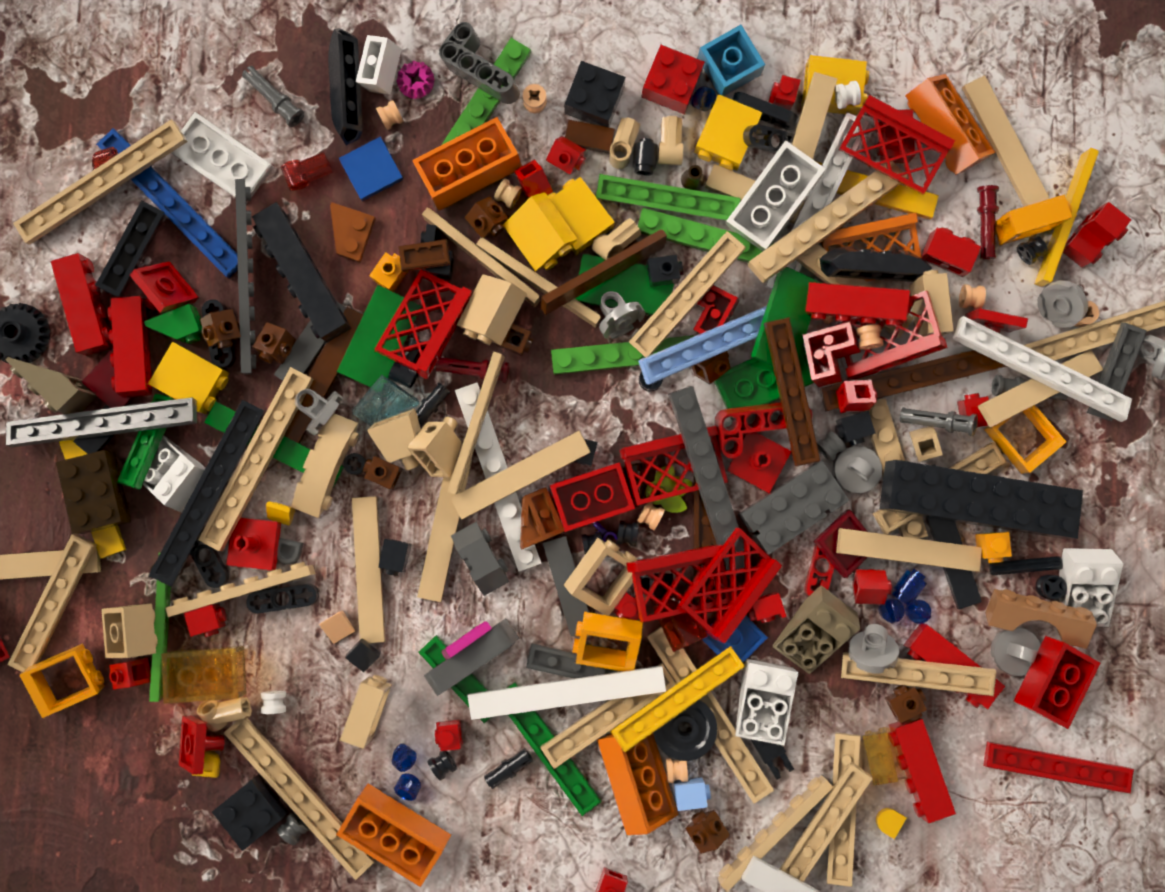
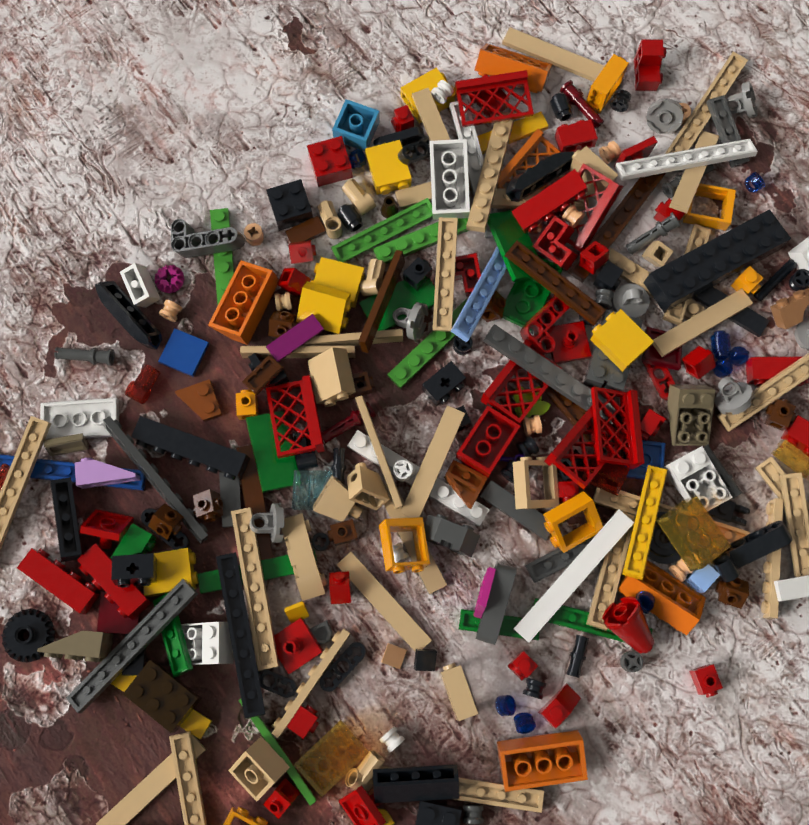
camera: 35 degrees left, 10 degrees down
(144, 341) = (125, 564): none -> black brick
(187, 174) = (66, 444): none -> dark tan tile
(193, 227) = (94, 473): none -> lavender slope
(258, 762) = (416, 783): none -> black brick
(336, 523) = (340, 587): none -> red brick
(394, 556) = (394, 582): black brick -> none
(416, 534) = (399, 554): none -> white wheel
(445, 542) = (415, 525): none -> light orange window
(452, 800) = (560, 706): none -> red slope
(483, 456) = (402, 467): none -> white wheel
(485, 242) = (295, 338): none -> magenta tile
(555, 820) = (635, 663): none -> dark grey wheel
(577, 781) = (629, 624): none -> red cone
(608, 396) = (448, 374): none -> black brick
(610, 773) = (646, 601): none -> clear blue tile
(713, 749) = (693, 533): none -> clear yellow brick
(755, 806) = (751, 548): none -> black beam
(796, 720) = (727, 479): none -> dark grey pin
(806, 504) = (621, 339): none -> yellow brick
(963, 207) = (561, 107): none -> black brick
(1061, 233) = (629, 80): yellow tile -> none
(1099, 448) = (757, 182): none -> clear blue tile

